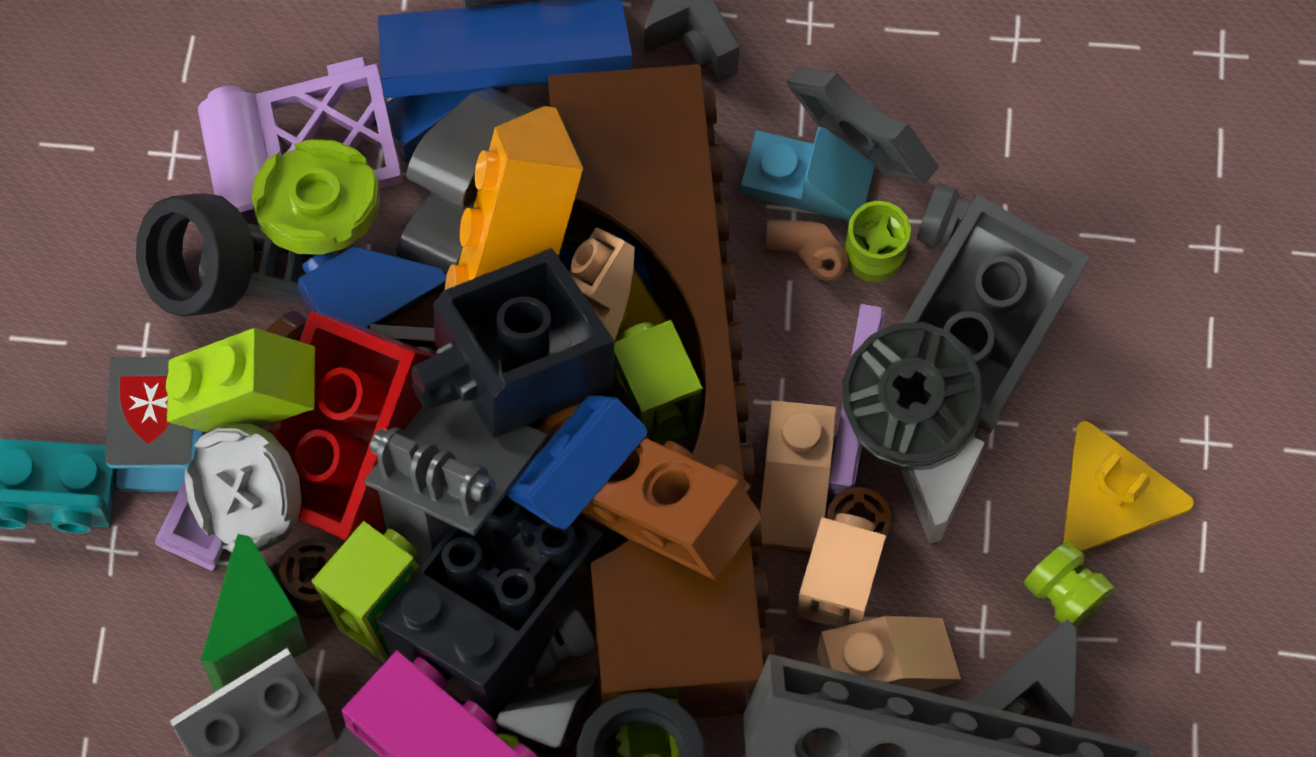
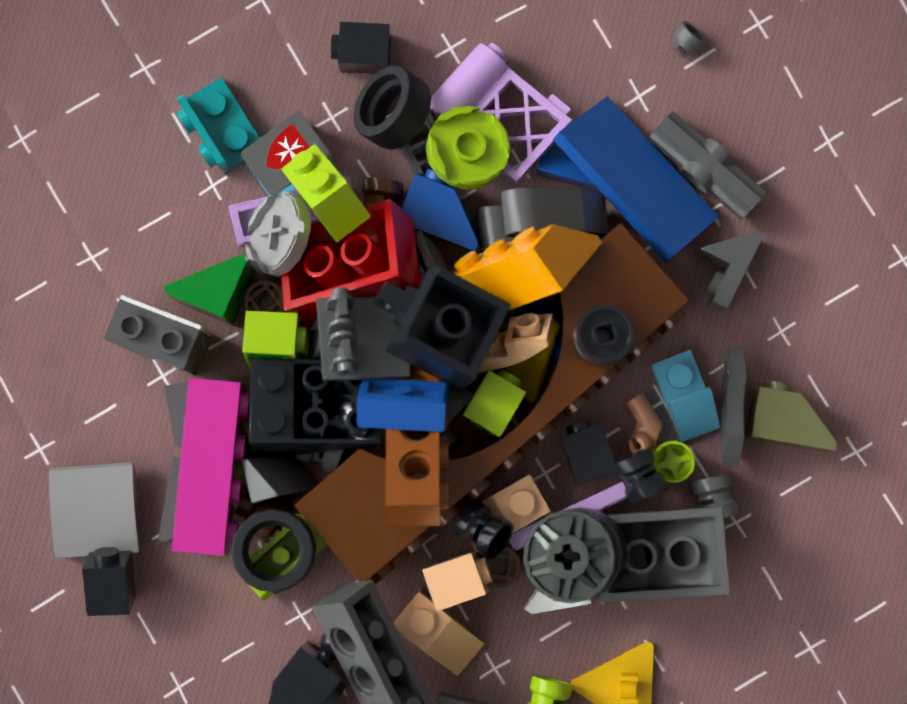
camera: 60 degrees right, 15 degrees up
(90, 245) = (362, 47): none -> black brick
(671, 173) = (603, 336): none -> black wheel
(793, 328) = (587, 452): none -> black brick
(800, 498) = (483, 529): none -> black wheel
(868, 272) = (636, 465): none -> black wheel
(925, 76) = (786, 419): none -> olive slope

